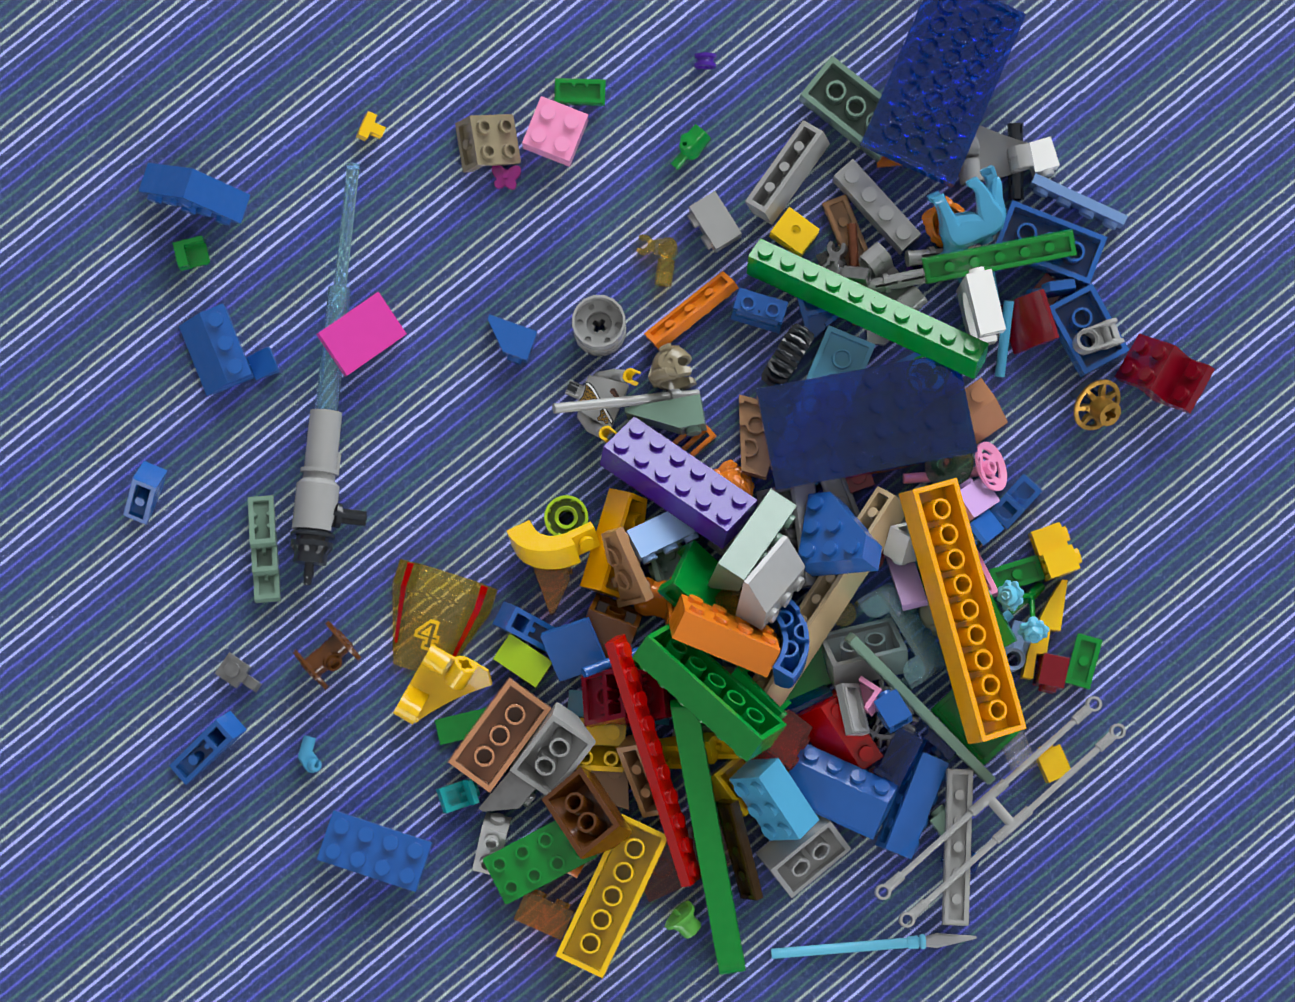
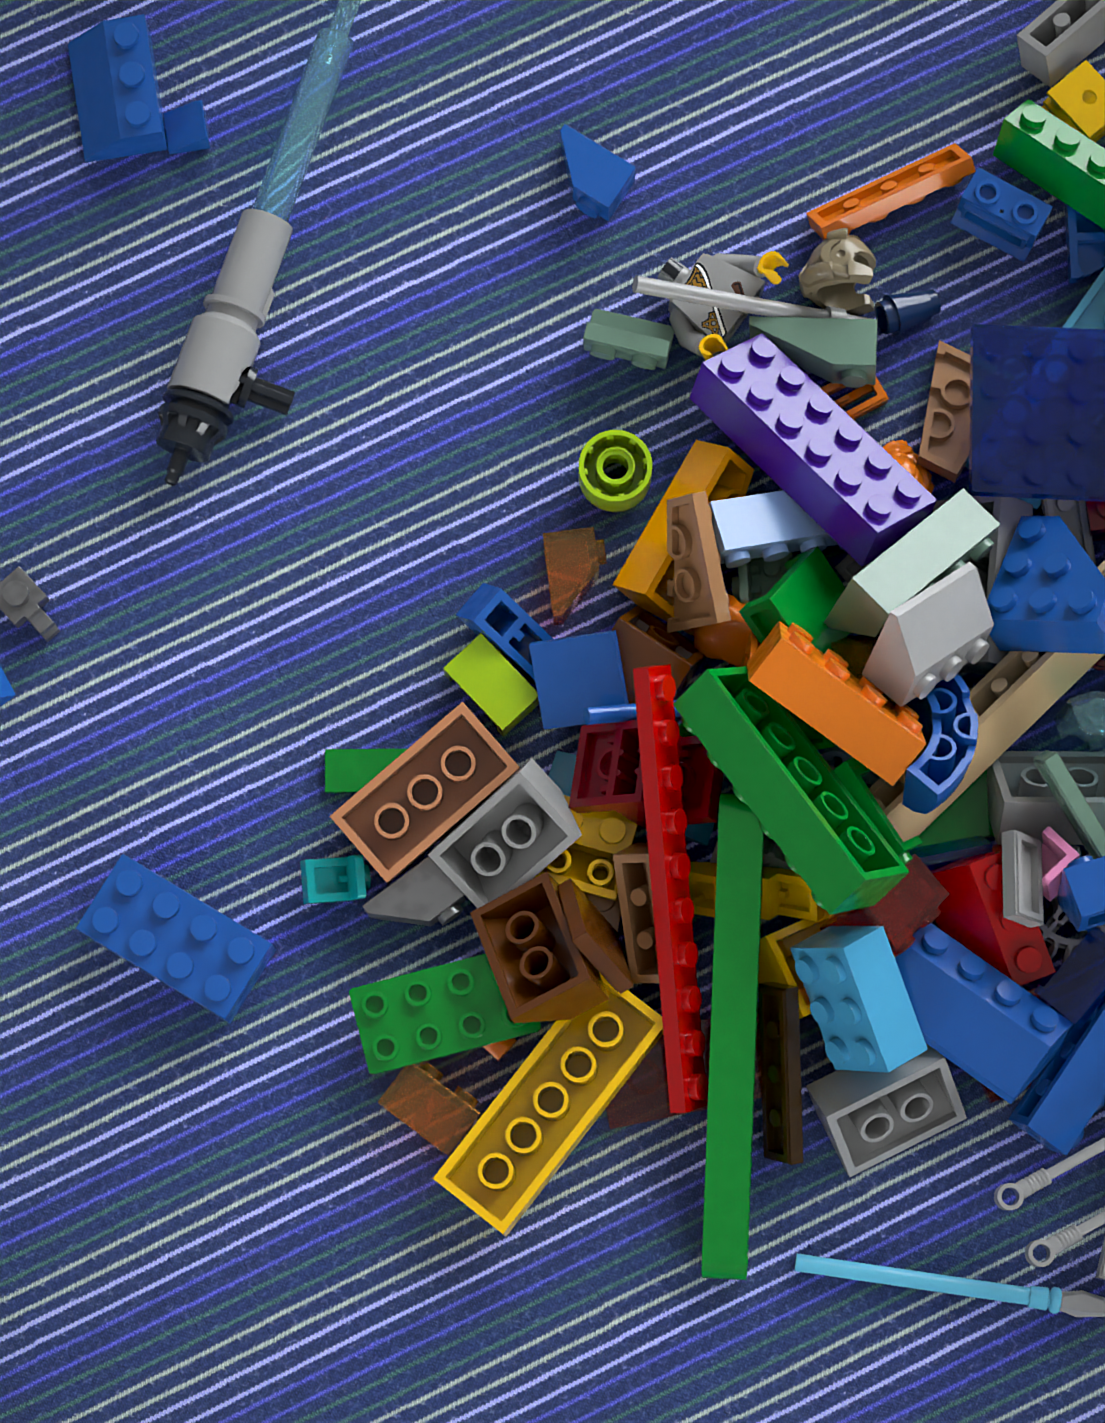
camera: 20 degrees right, 5 degrees down
(264, 549) = (116, 416): sand green slope -> none
(307, 756) = (103, 760): dark azure arm -> none
(327, 656) = (174, 603): reddish brown hose -> none
(361, 334) = (352, 112): dark pink tile -> none
(435, 610) = (367, 584): clear yellow wedge -> none
(438, 682) = (347, 690): yellow panel -> none
(491, 838) = (372, 961): light grey bracket -> none
(552, 551) = (581, 513): yellow arch -> none
(556, 434) = (628, 338): none -> sand green bracket
(594, 312) = (737, 158): light grey wheel -> none
(616, 797) = (594, 936): none -> reddish brown tile
(667, 249) = (873, 92): clear yellow bar -> none
(683, 920) = (661, 1171): bright green piece -> none
(714, 222) = (958, 64): light grey brick -> none
(714, 381) = (905, 310): none -> dark blue cone
(787, 355) = (1036, 287): black gear -> none
(847, 616) = (1040, 733): clear yellow tile -> none

